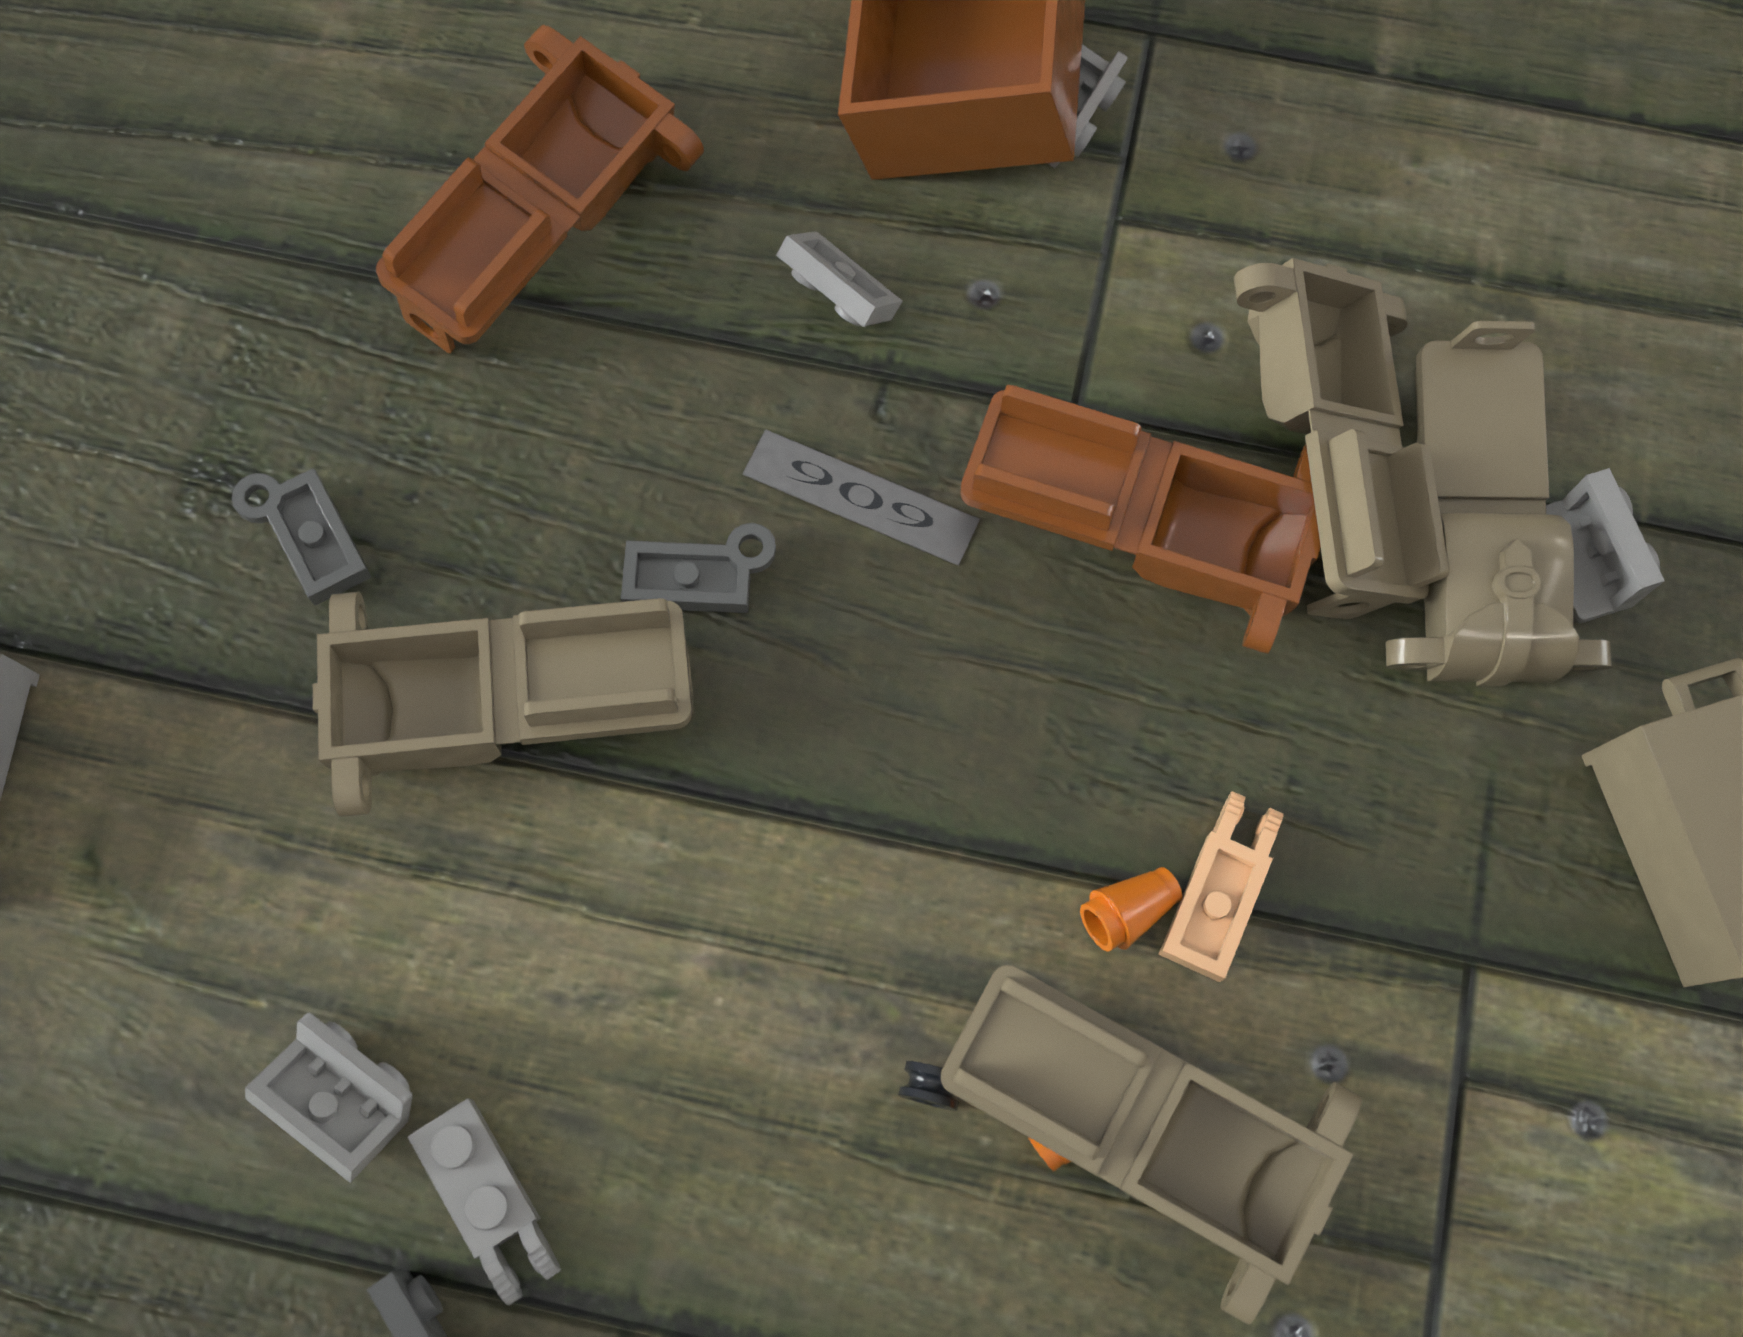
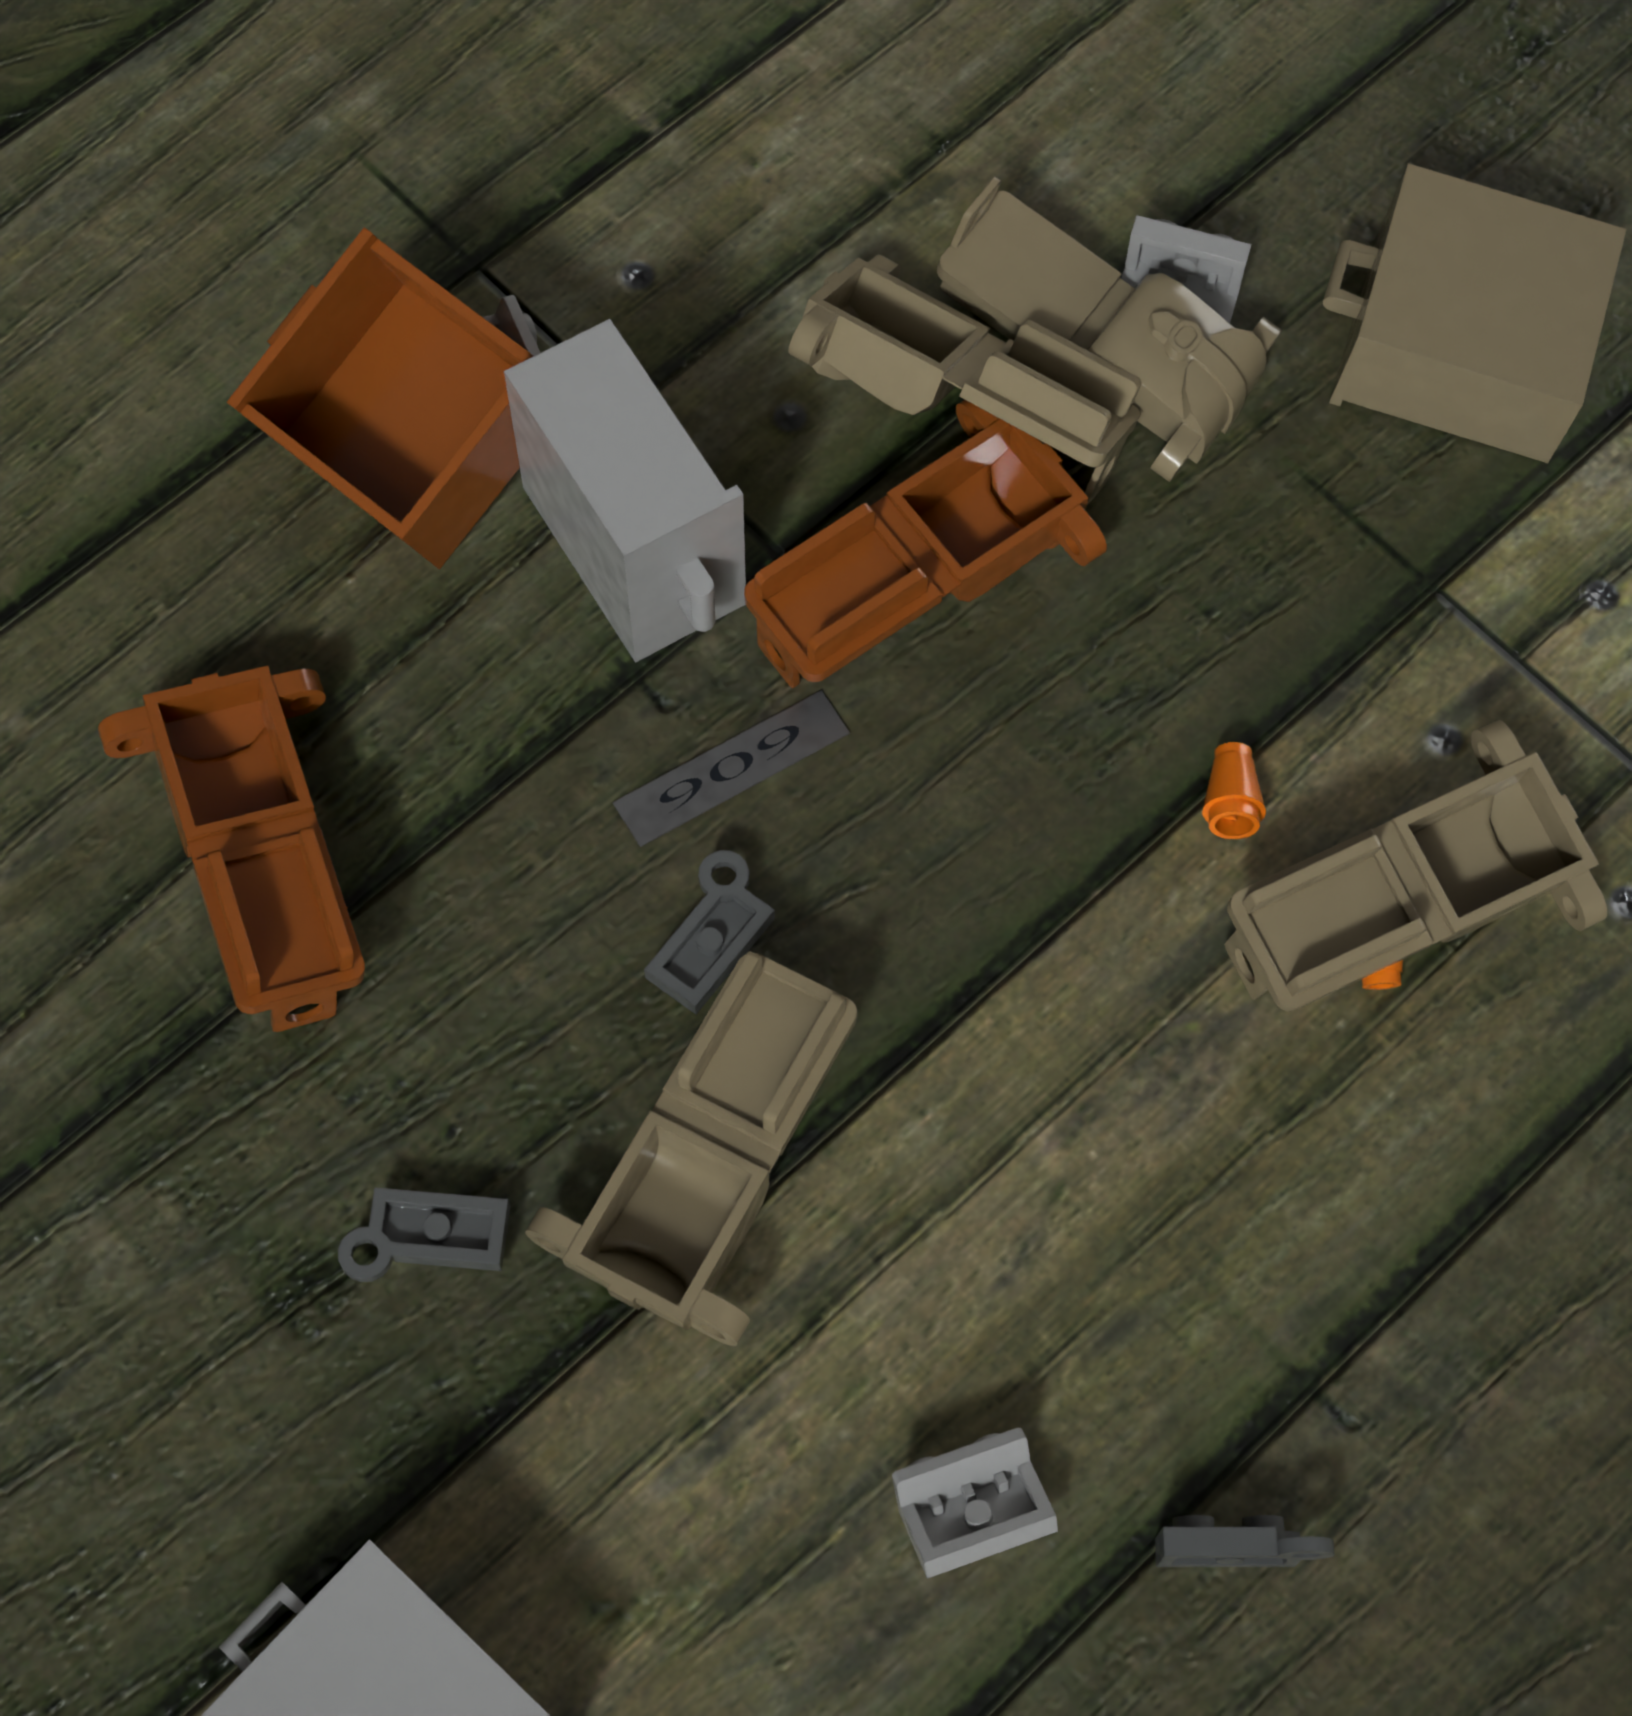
camera: 55 degrees left, 5 degrees down
(482, 1194) = (1133, 1435): light grey hinge -> none
(827, 269) = (546, 647): light grey plate -> none
(926, 1087) = (1276, 1030): black bush -> none
(1002, 232) = (626, 491): none -> light grey container
(1221, 893) = (1265, 717): light nougat hinge -> none

